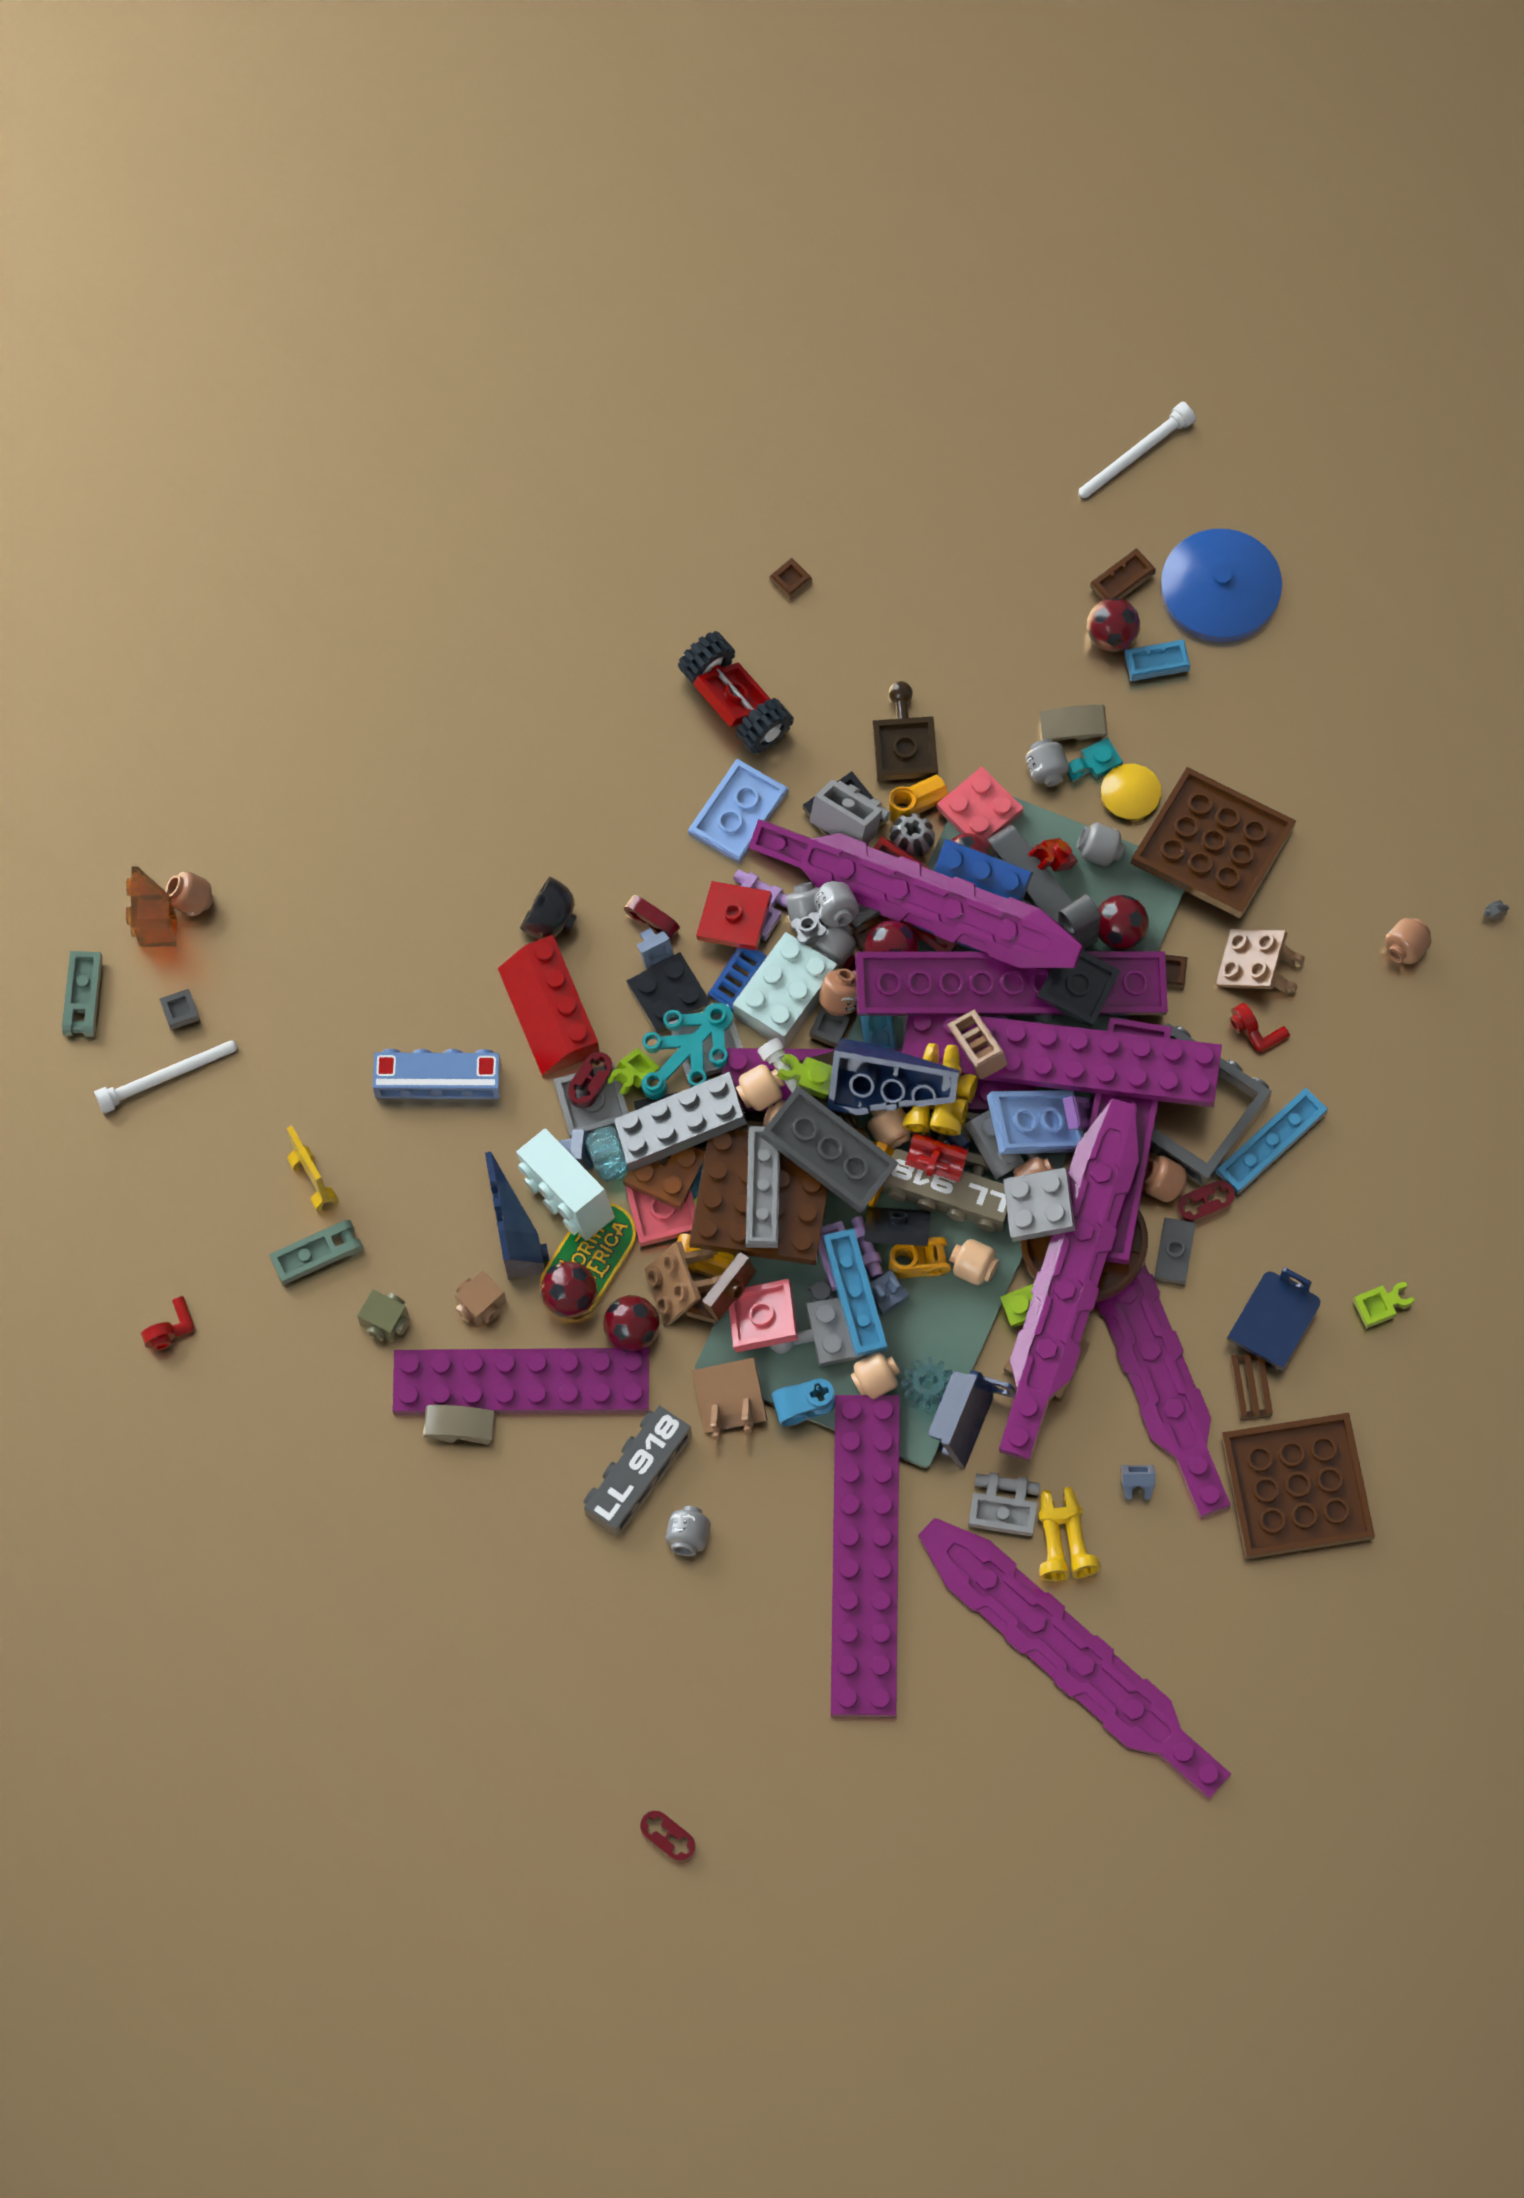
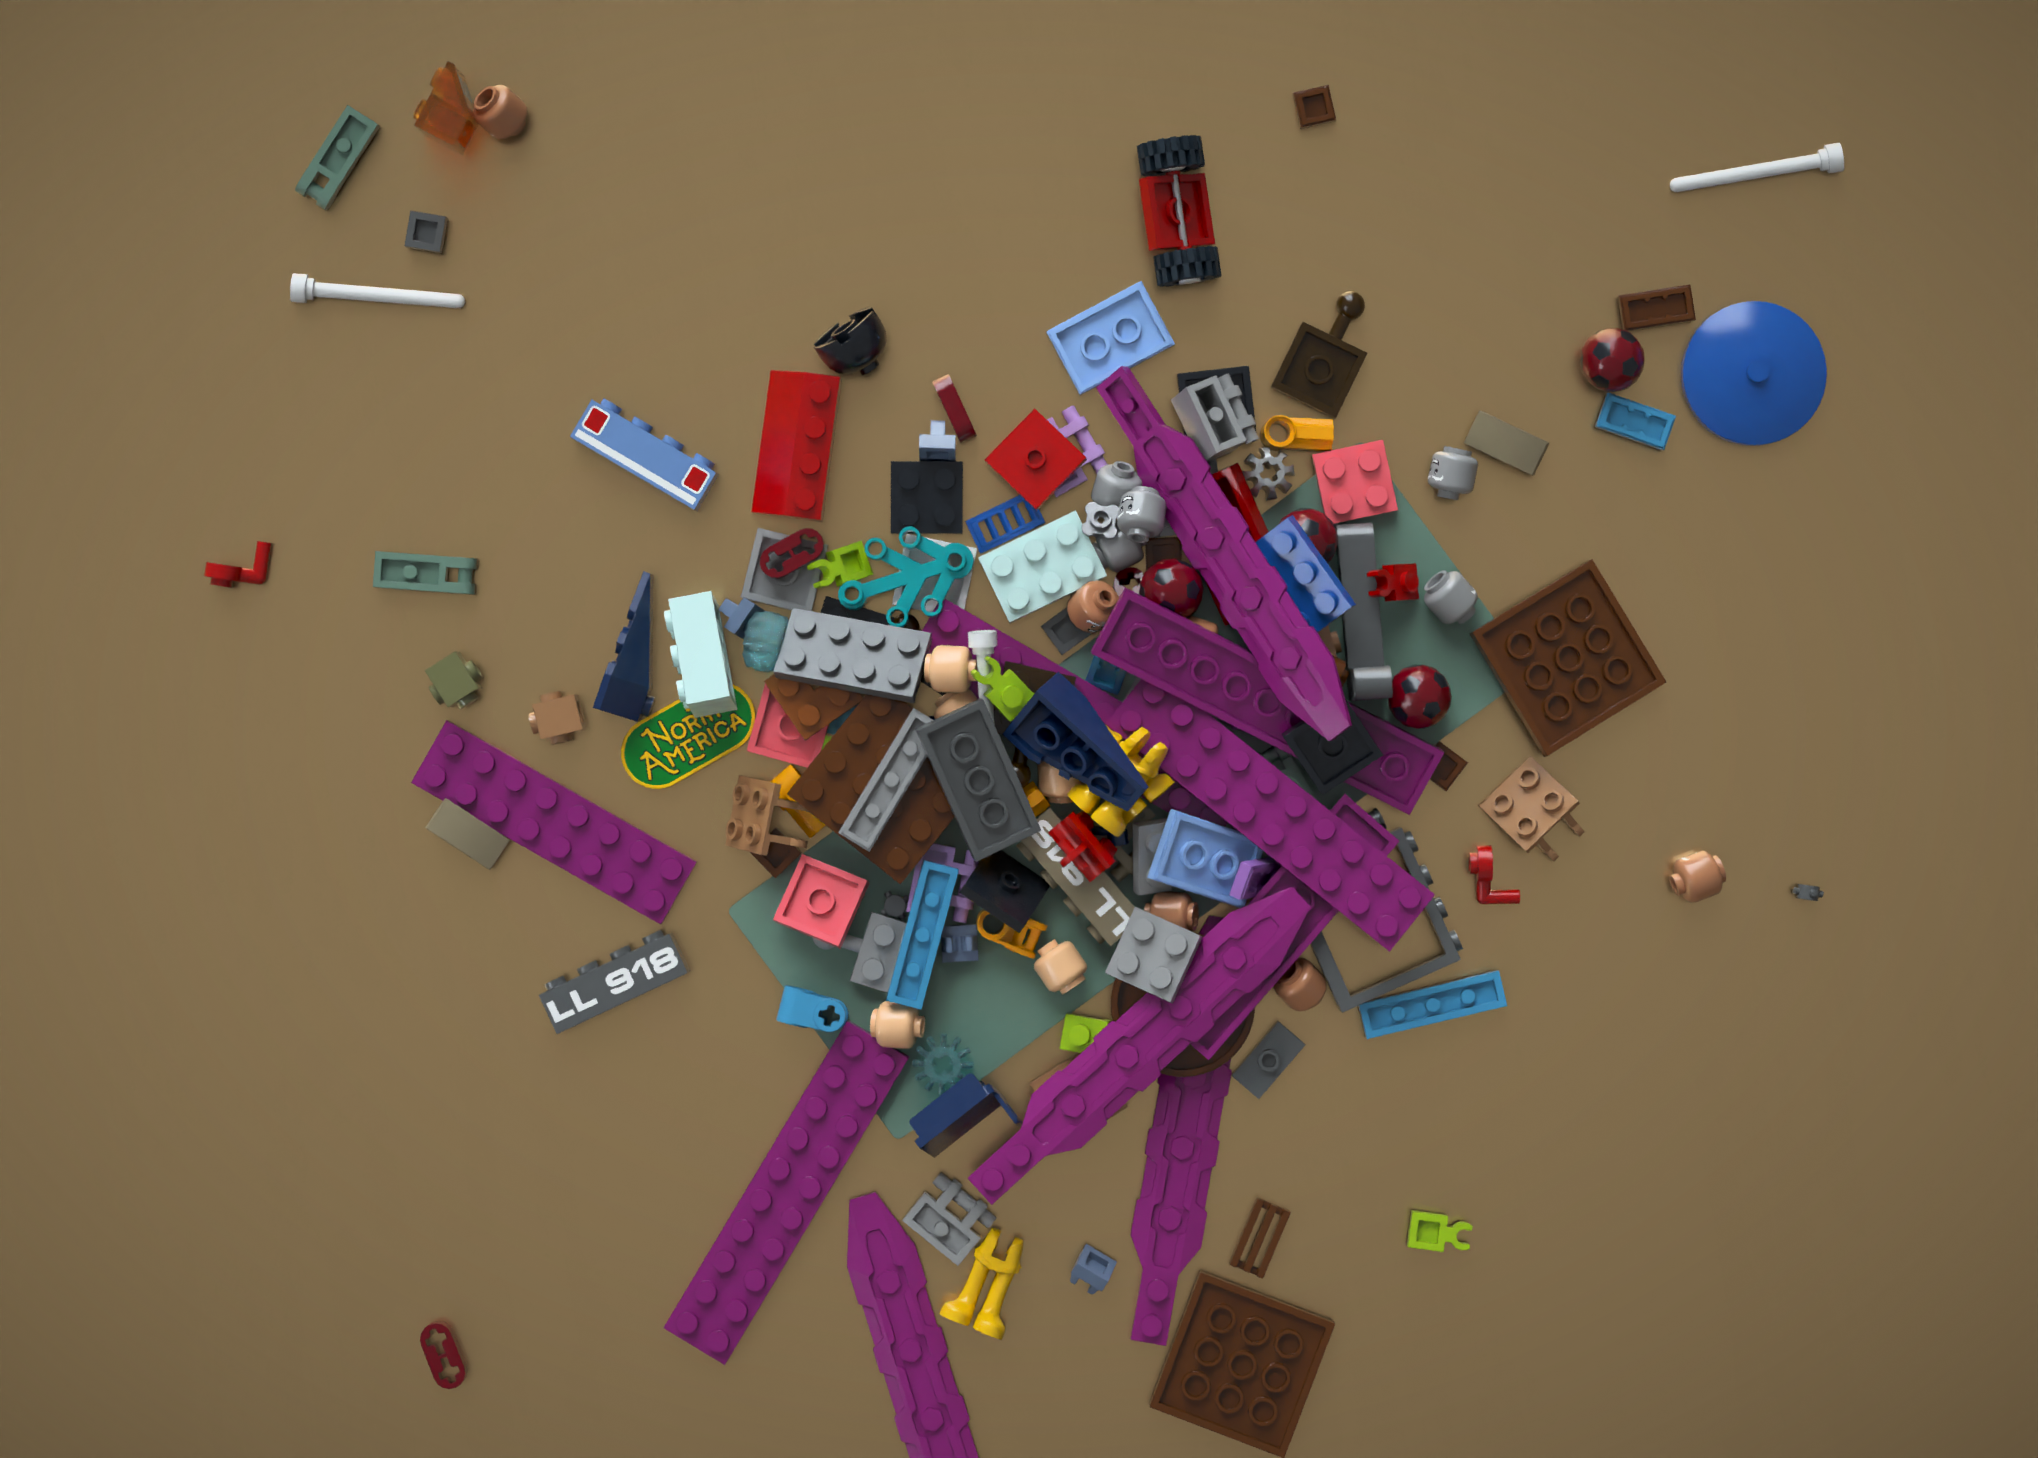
camera: 25 degrees right, 20 degrees up
(304, 1155) = (457, 468): yellow flag -> none
(569, 1289) = (646, 766): dark red piece -> none
(631, 1323) = (689, 832): dark red piece -> none
(687, 1531) = (628, 1072): light grey head -> none
(729, 1286) = (803, 857): reddish brown plate -> none
(729, 1396) = (744, 960): medium nougat plate -> none
(986, 1061) = (1191, 782): medium nougat slope -> none
(1095, 759) = (1509, 495): teal plate -> none
(1131, 792) = (1520, 550): yellow dish -> none
(1208, 1208) = (1329, 1037): dark red beam -> none
(1276, 1317) = (1320, 1191): dark blue piece -> none

